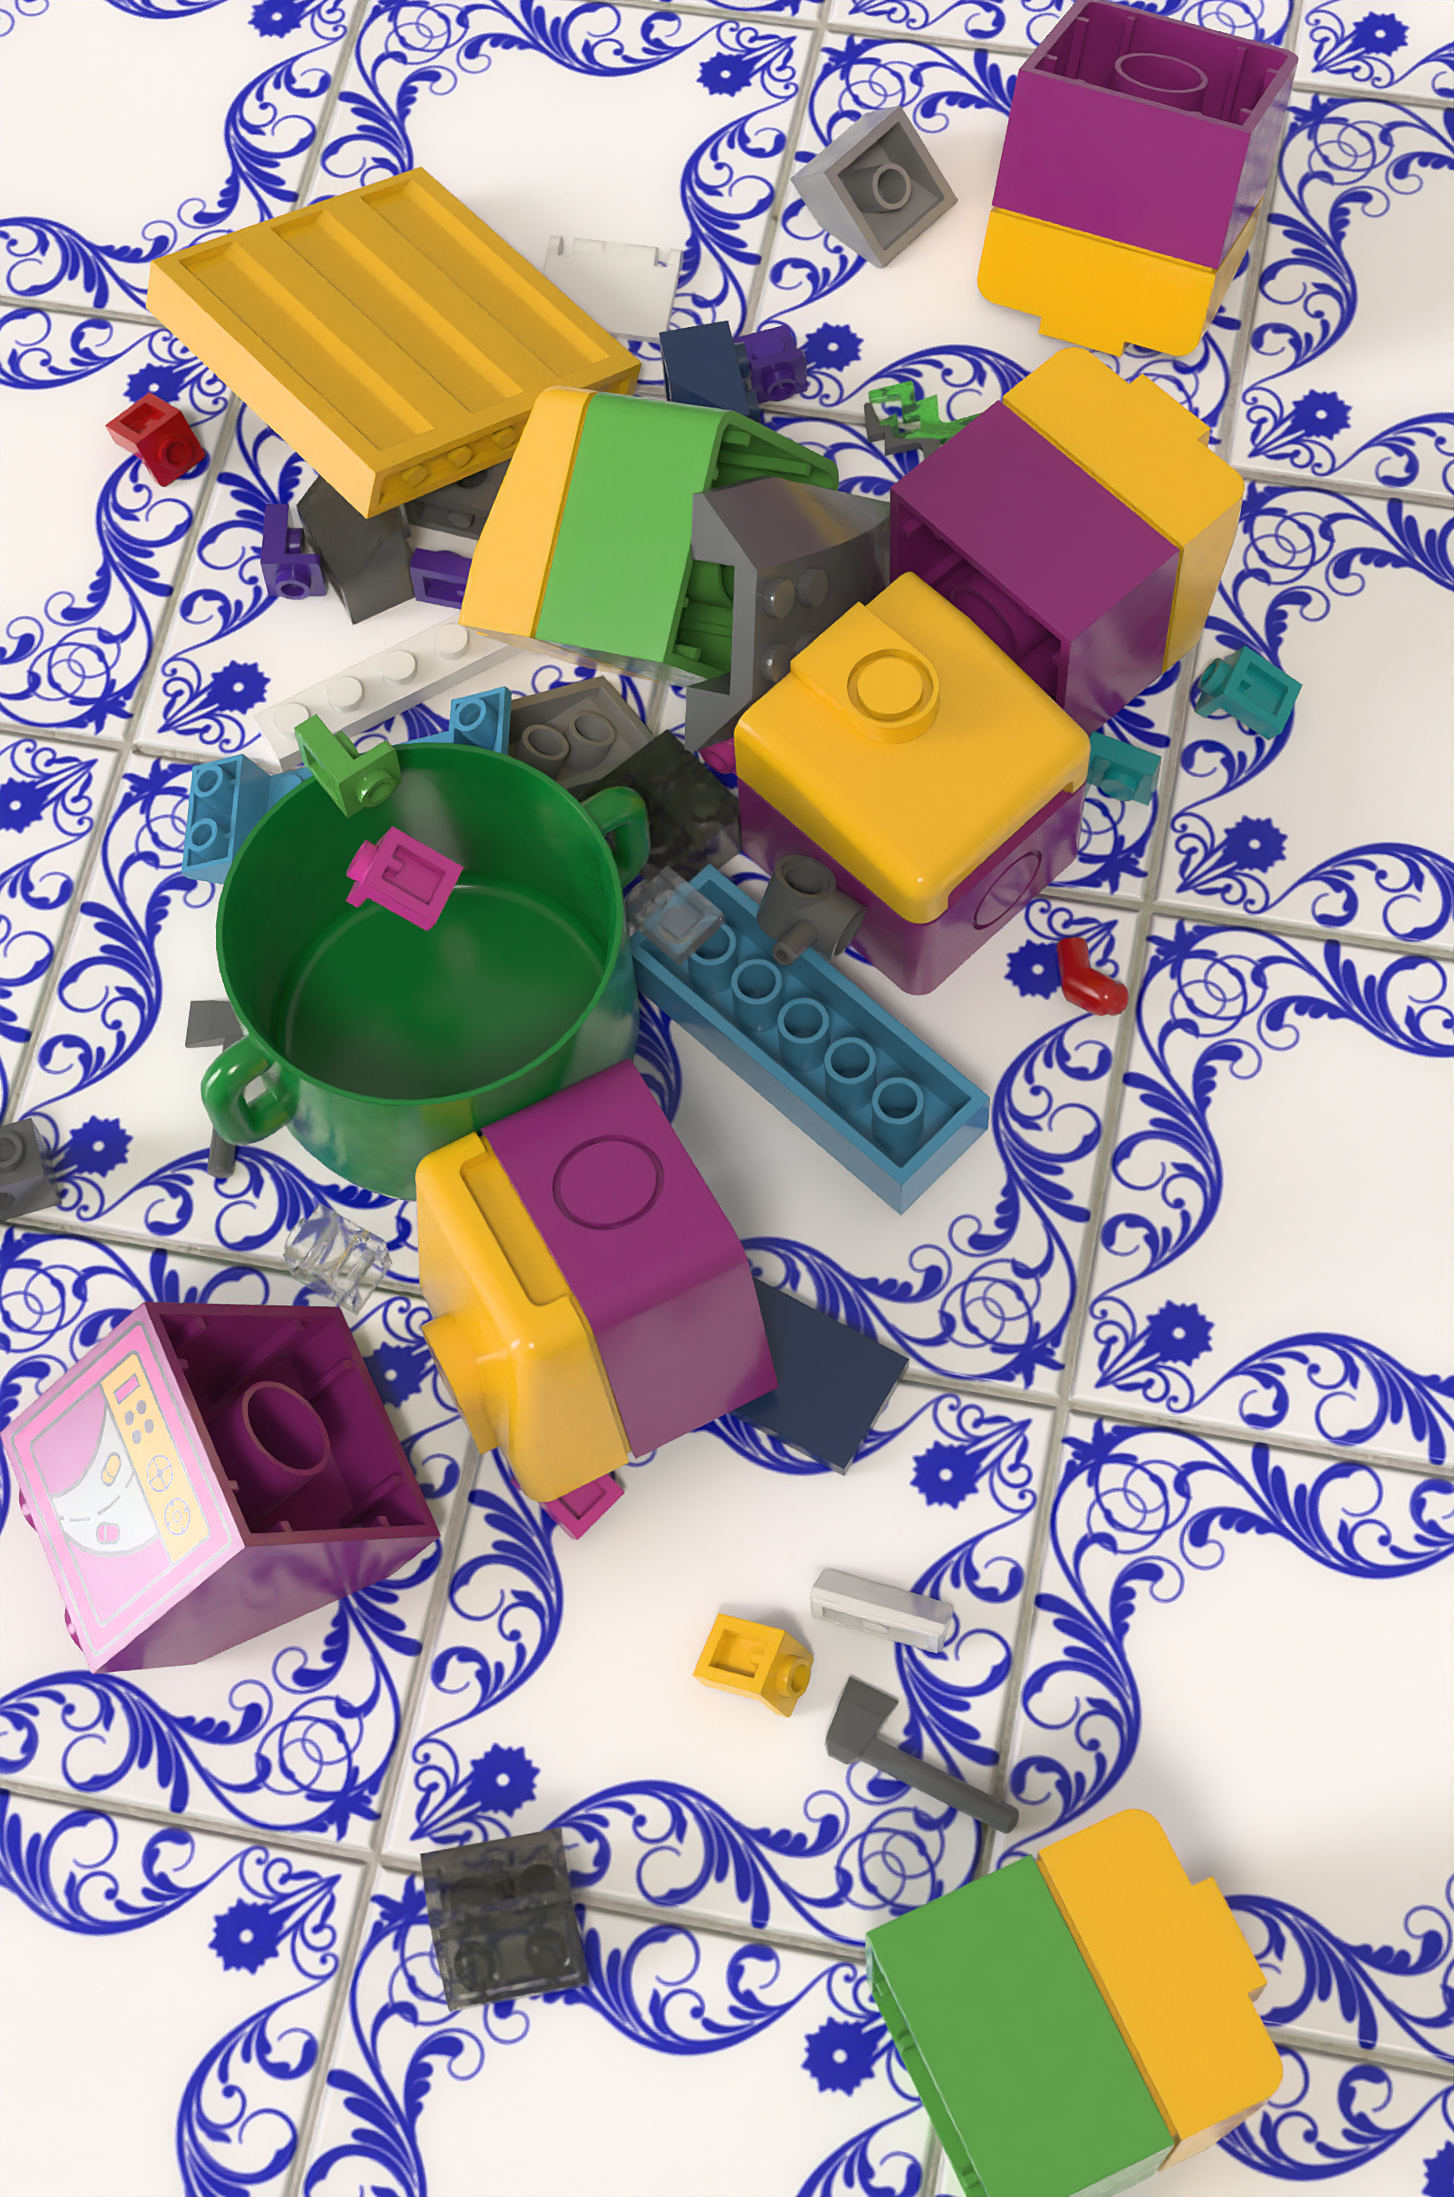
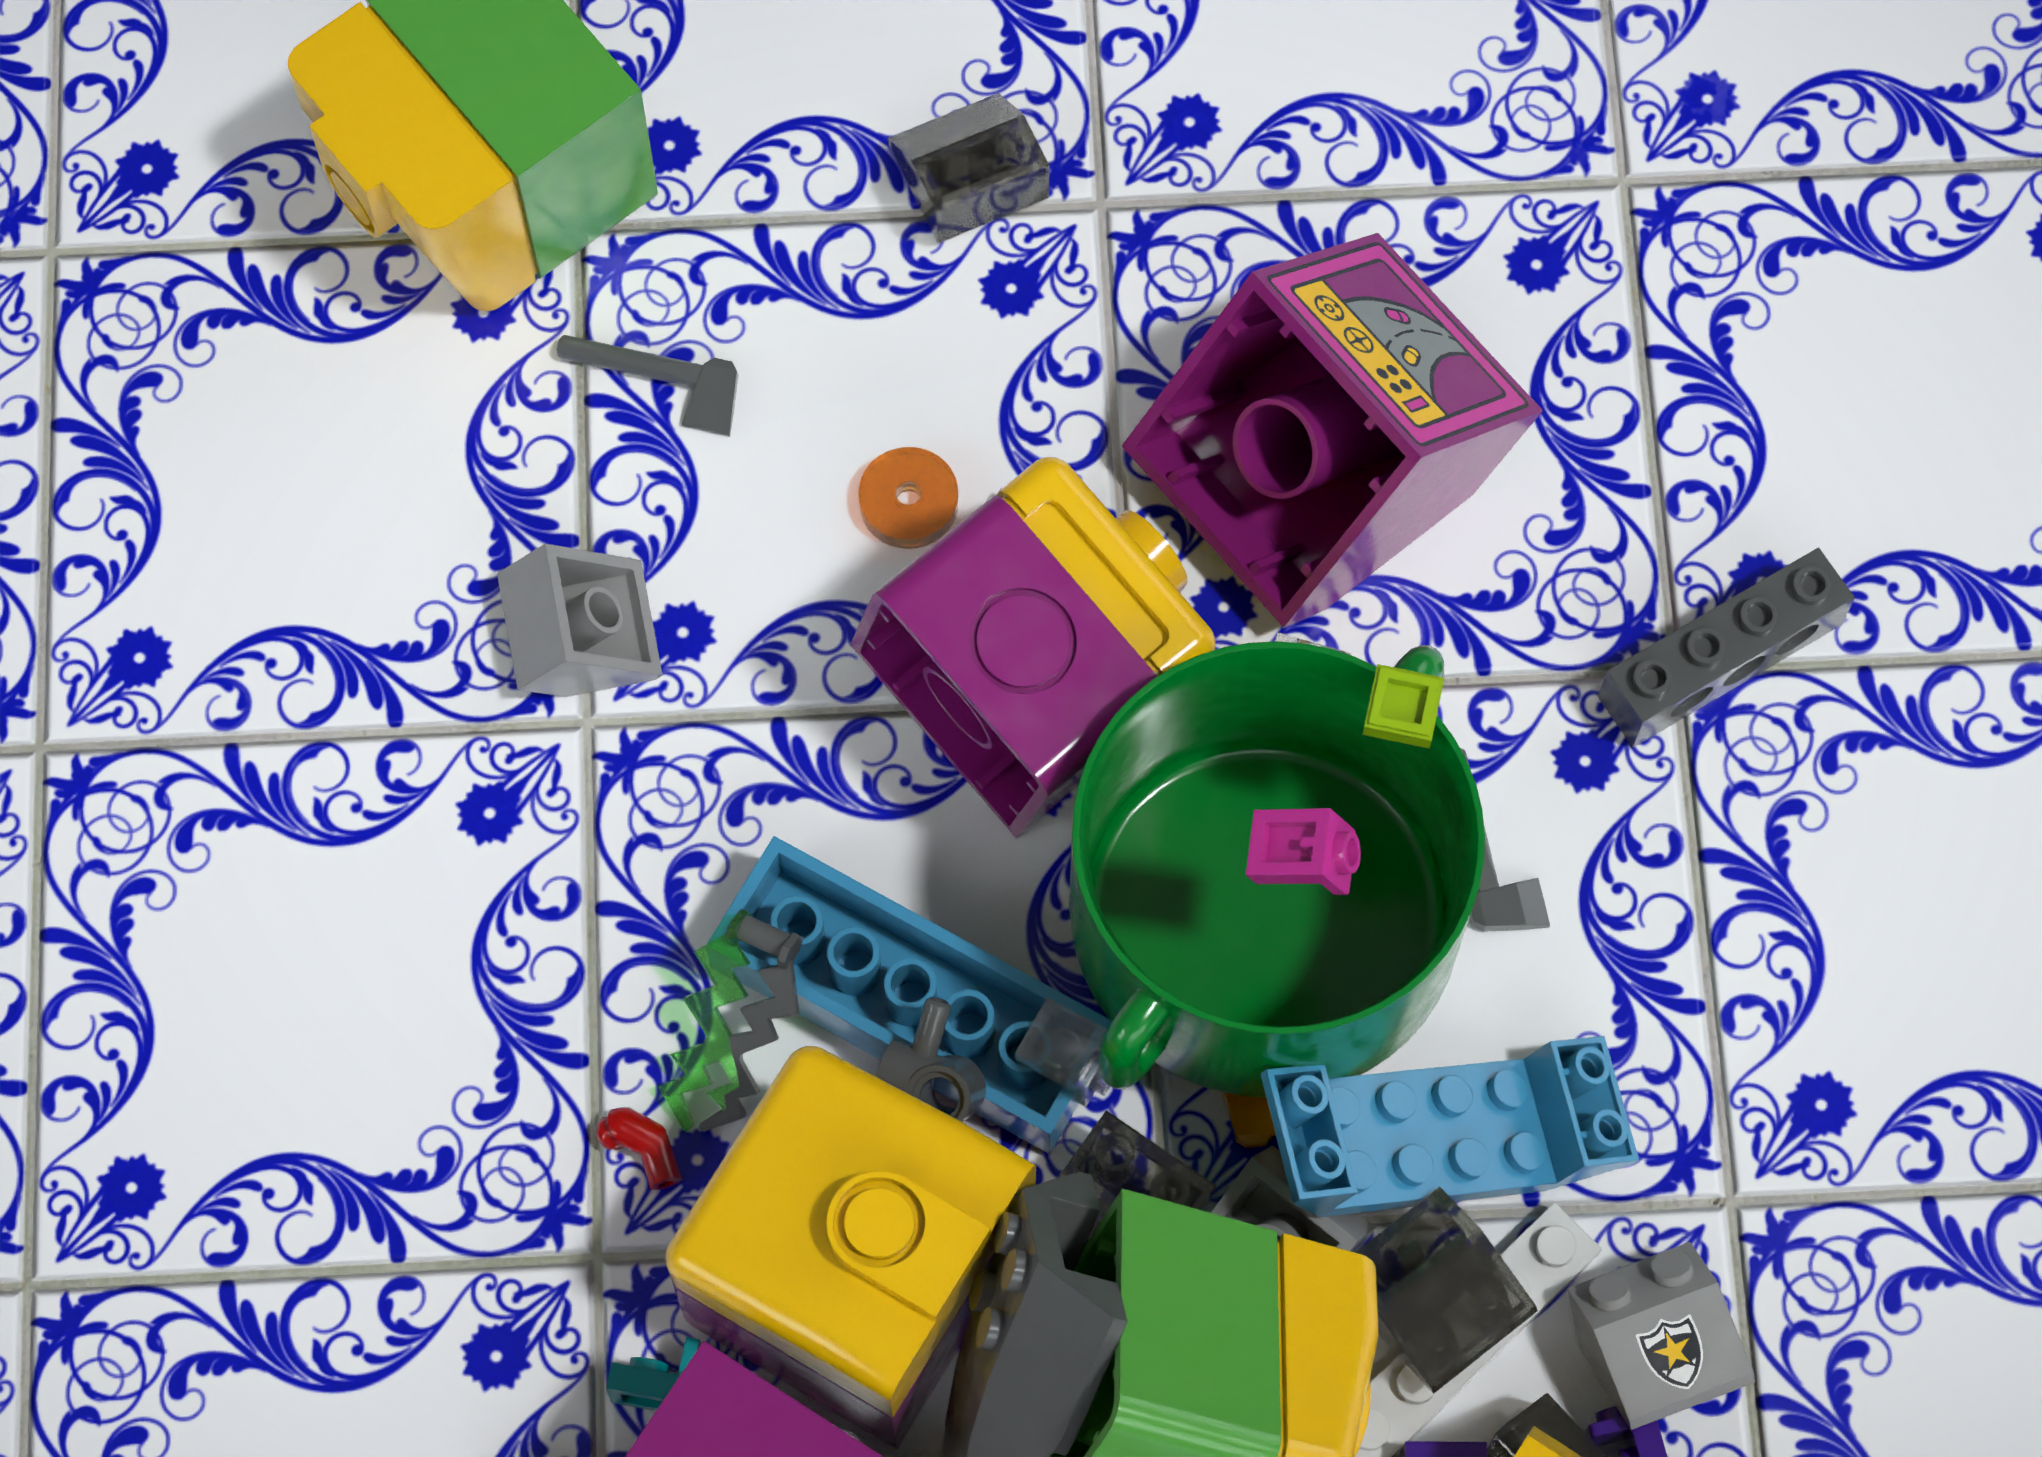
camera: 160 degrees right, 5 degrees up
(232, 613) = (1659, 1335): none -> light grey slope
(257, 1002) = (1403, 706): none -> lime tile
(344, 774) = (1411, 953): bright green bracket -> none
(406, 675) = (1442, 1290): none -> clear smoke slope
(681, 1586) = (904, 471): none -> clear orange piece
(755, 1663) = (814, 413): yellow bracket -> none
(827, 1380) = (823, 692): dark blue tile -> none
(881, 1610) = (712, 488): white slope -> none
(978, 1071) = (720, 1044): none -> piece
(1053, 1486) = (578, 621): none -> light grey slope

